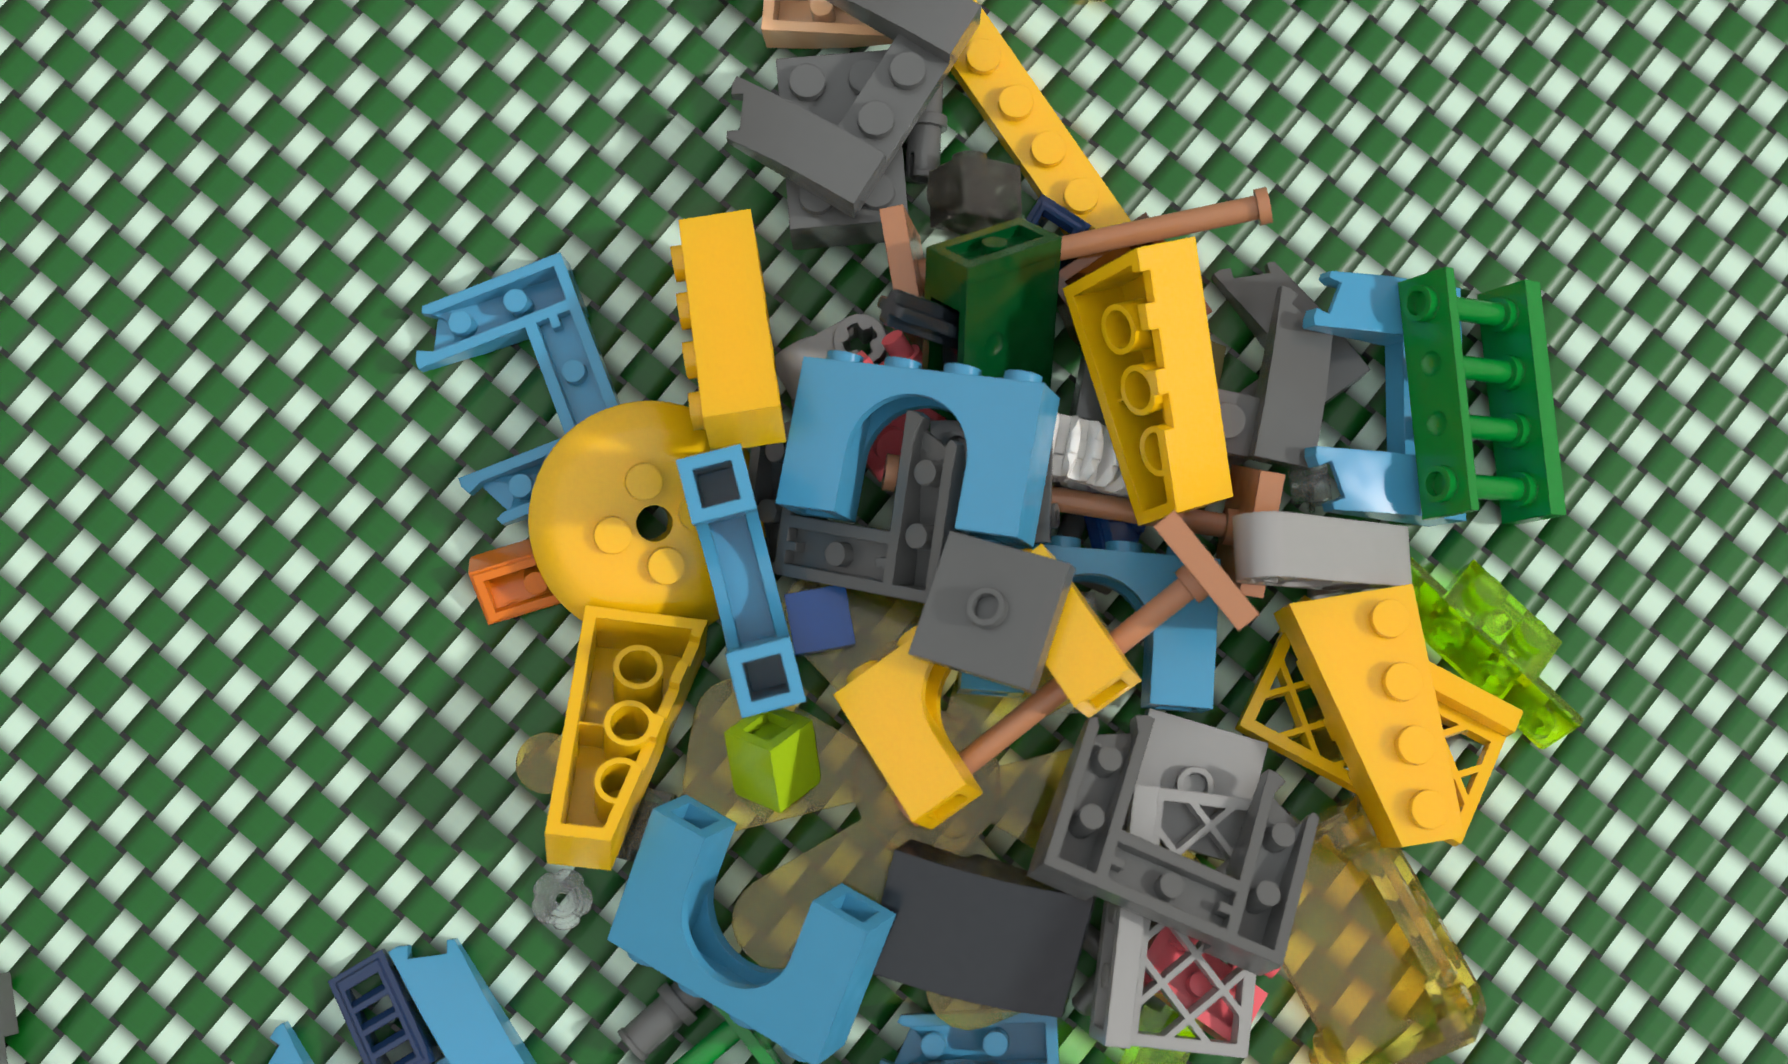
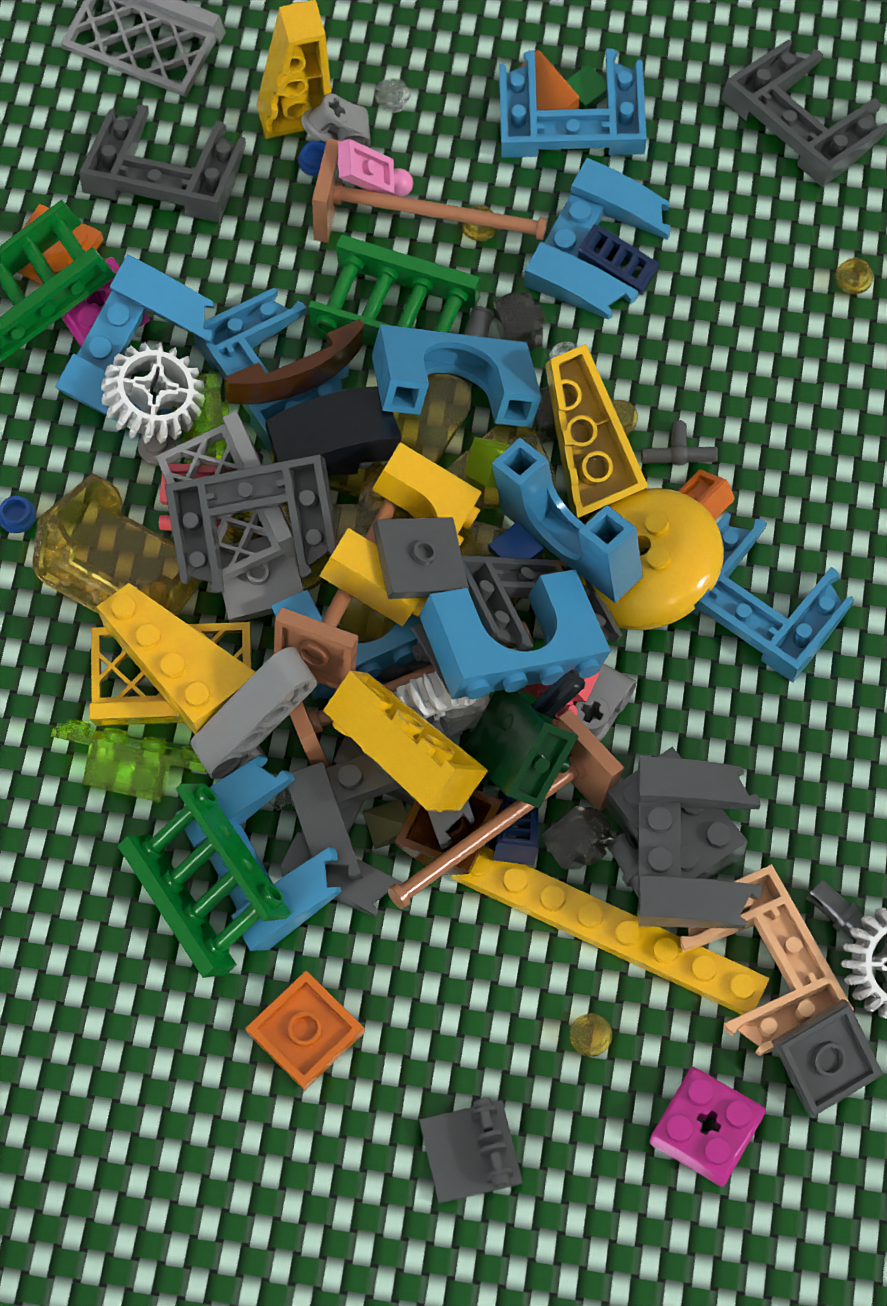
camera: 155 degrees right, 15 degrees down
(74, 791) = (854, 276): none -> clear yellow plate
(501, 660) = (679, 453): none -> dark grey piece
(589, 999) = (519, 319): none -> clear smoke brick
(729, 331) = (663, 652): yellow wedge -> none
(1437, 162) = (305, 1030): none -> orange plate

